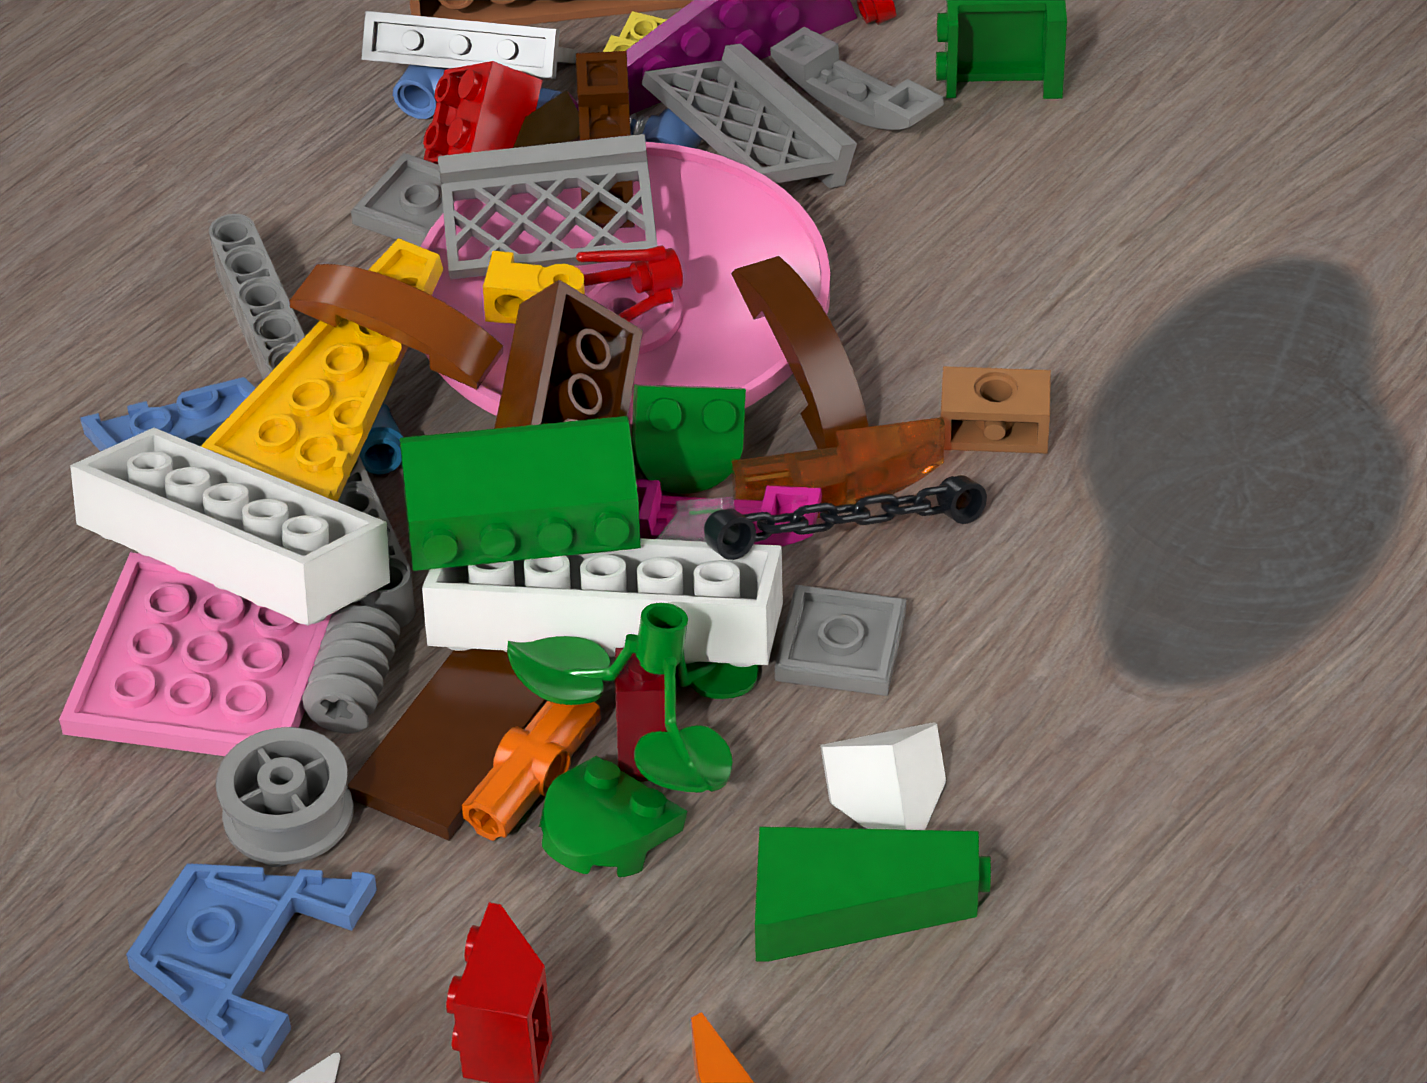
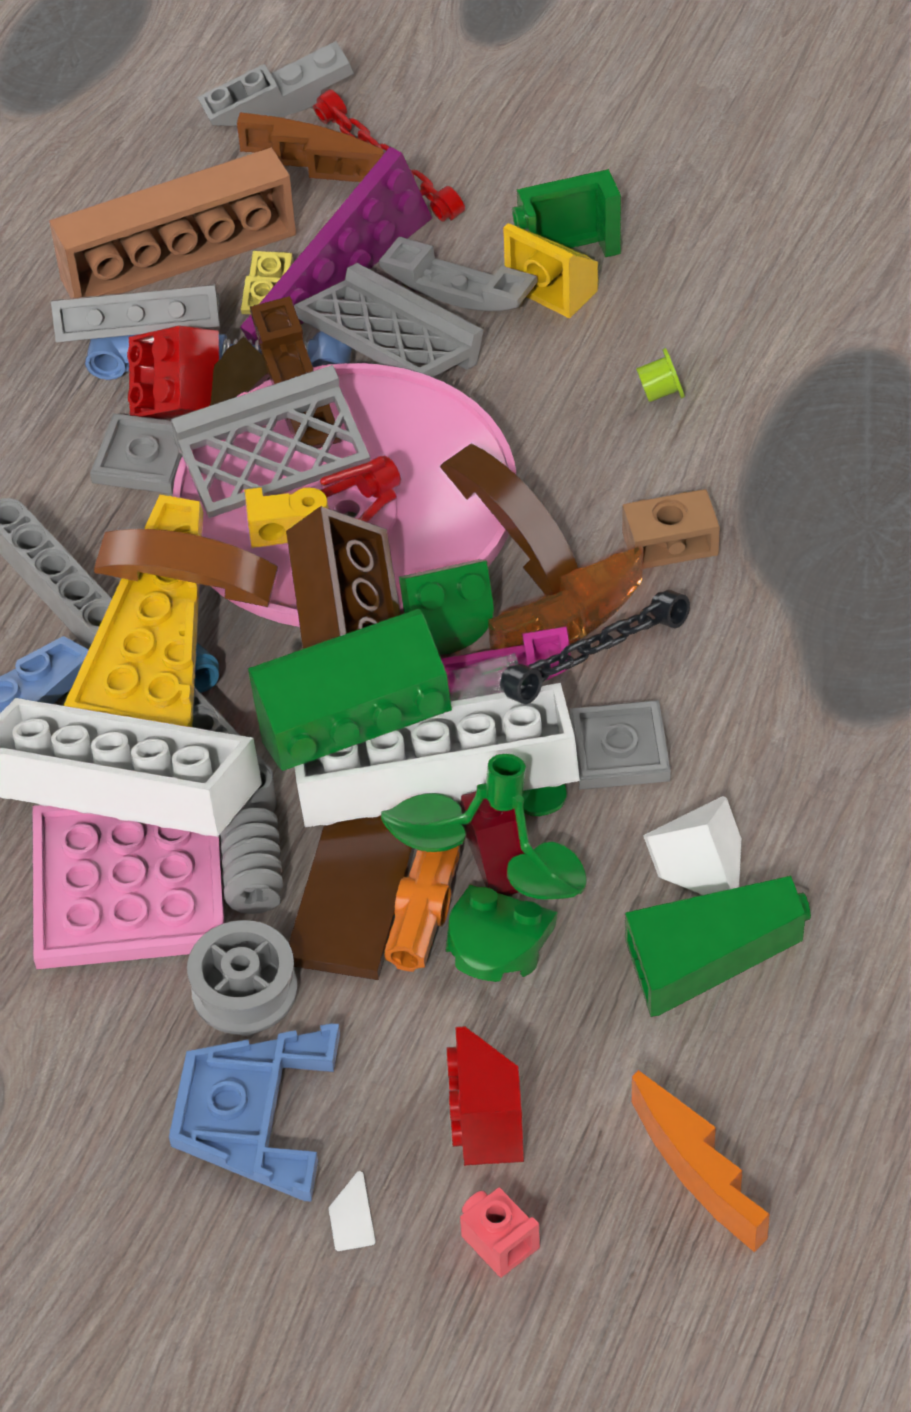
camera: 15 degrees left, 5 degrees up
(977, 104) = (563, 275): none -> yellow slope
(1049, 239) = (660, 378): none -> lime piece

